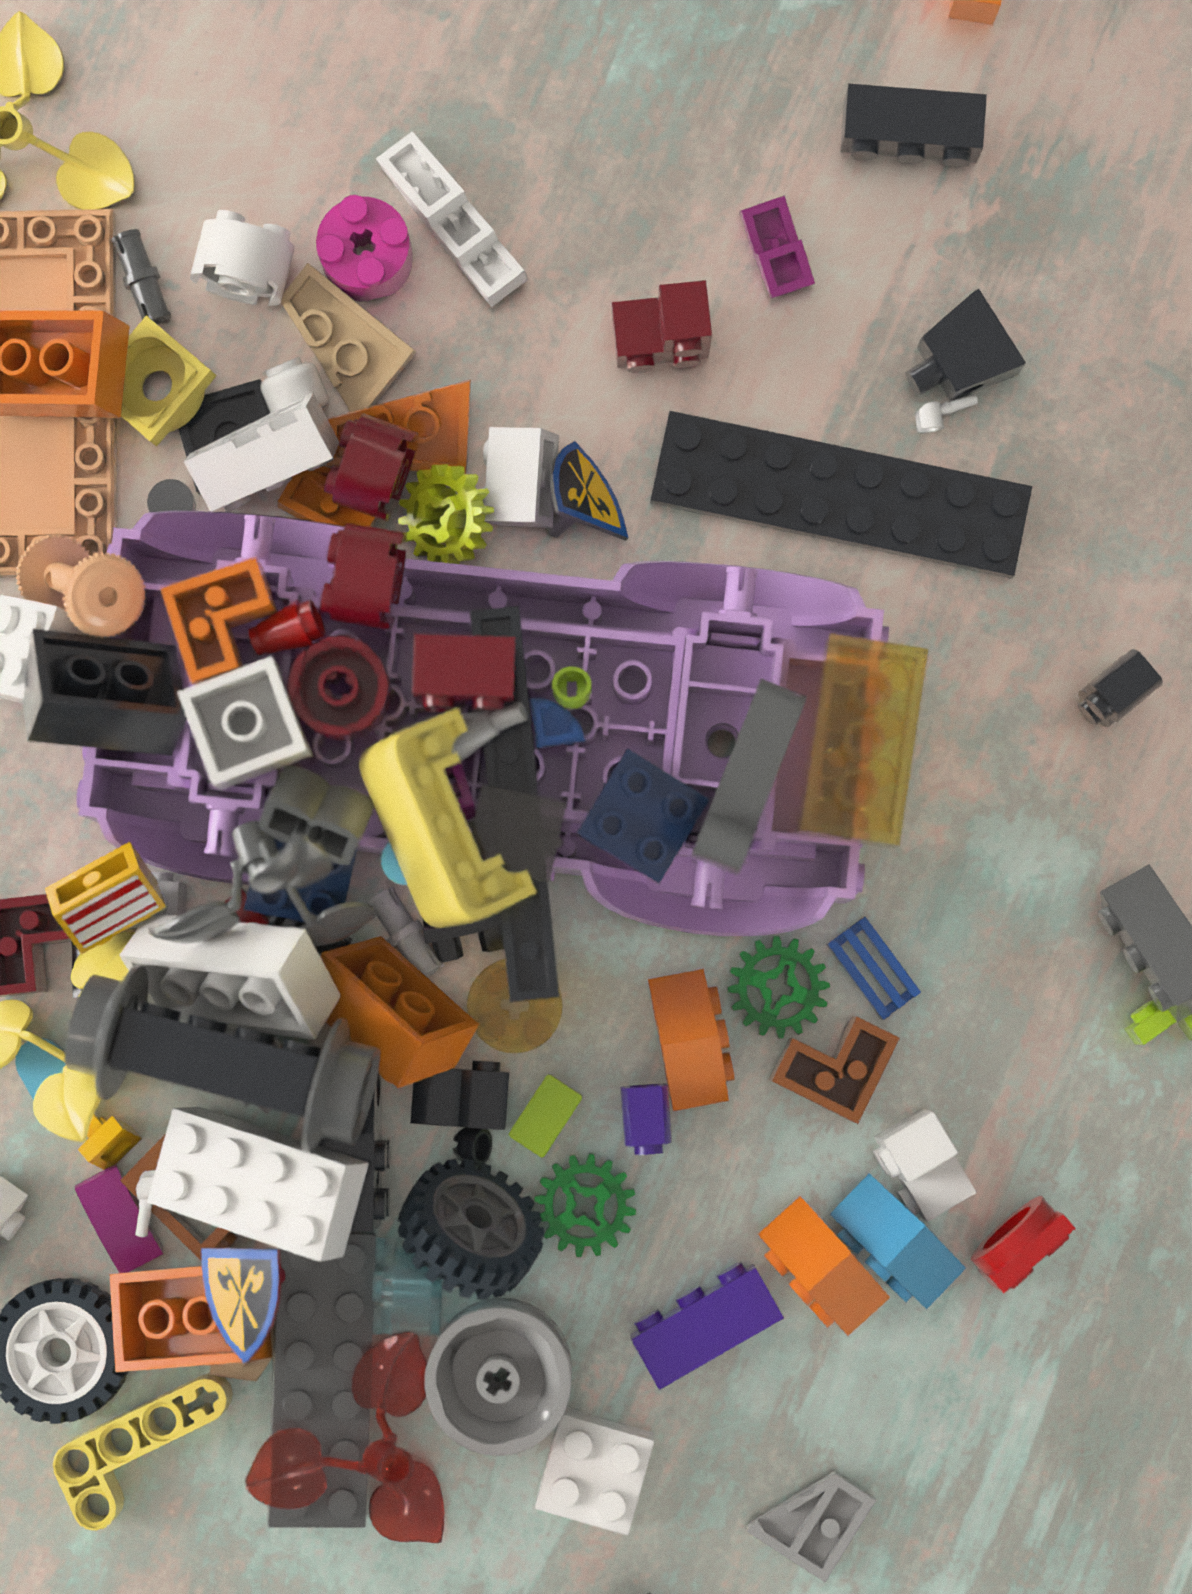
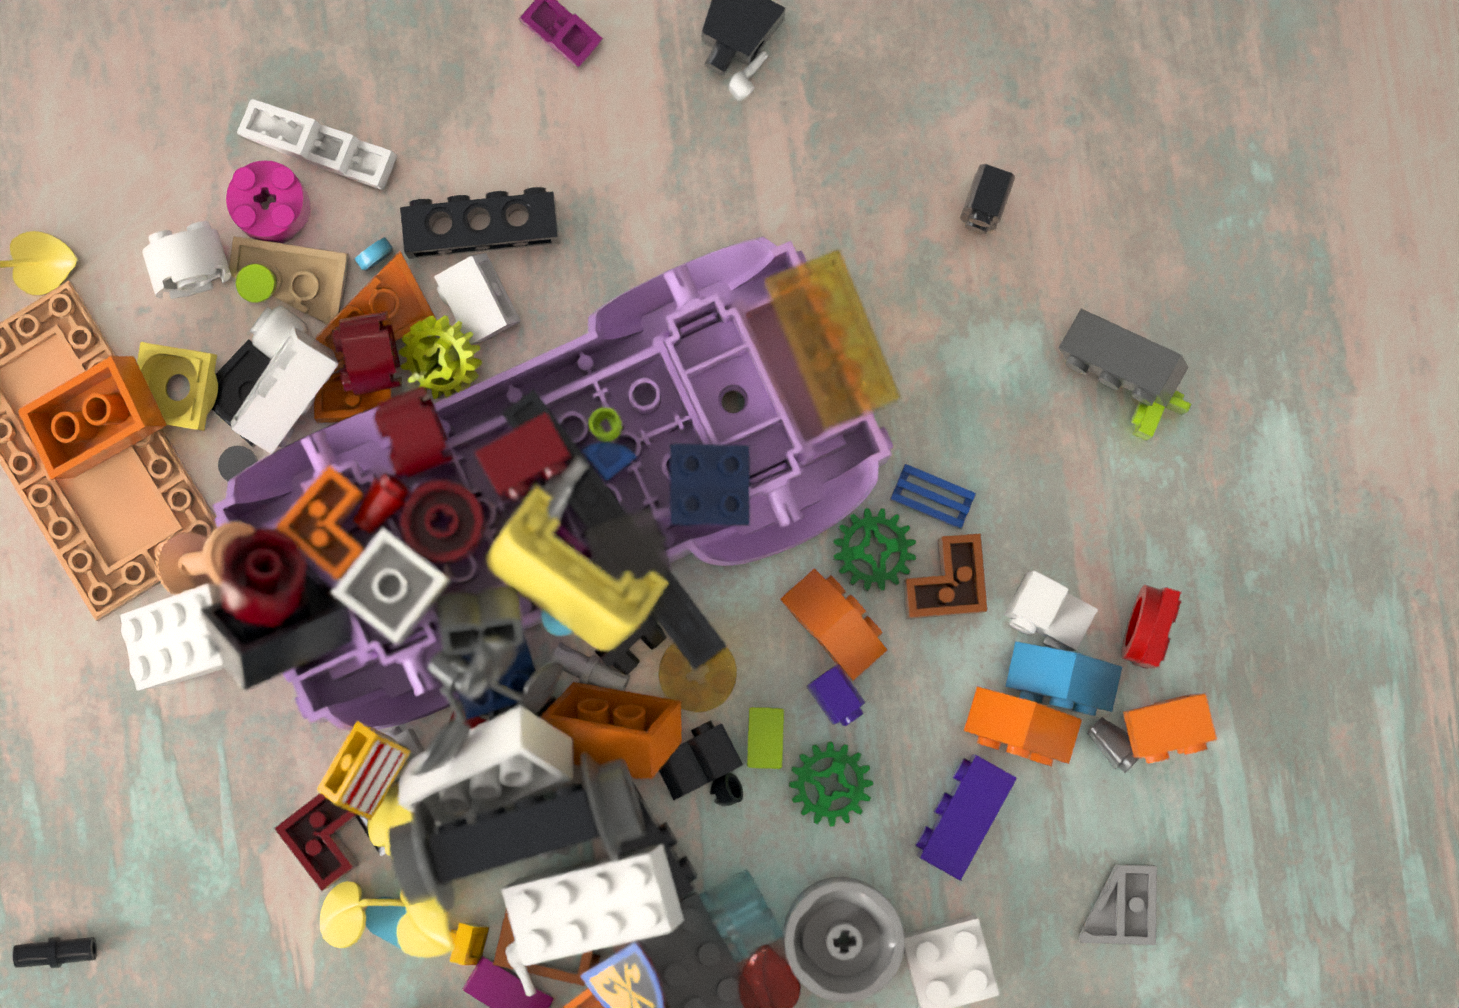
camera: 35 degrees left, 0 degrees up
(115, 632) = (262, 577): none -> dark red brick
(141, 276) = (118, 316): dark grey pin -> none
(301, 325) = (256, 283): none -> lime tile
(442, 367) = (374, 254): none -> medium azure tile
(470, 1229) = (761, 848): black wheel -> none
(513, 356) = (499, 235): none -> black brick
(583, 495) = (529, 285): shield -> none
(663, 328) = (515, 133): dark red brick -> none
(749, 777) = (767, 413): dark grey beam -> none
(841, 494) = (710, 177): black plate -> none
(910, 1346) = (1113, 744): none -> dark grey cone
(978, 1361) = (1170, 725): none -> orange brick

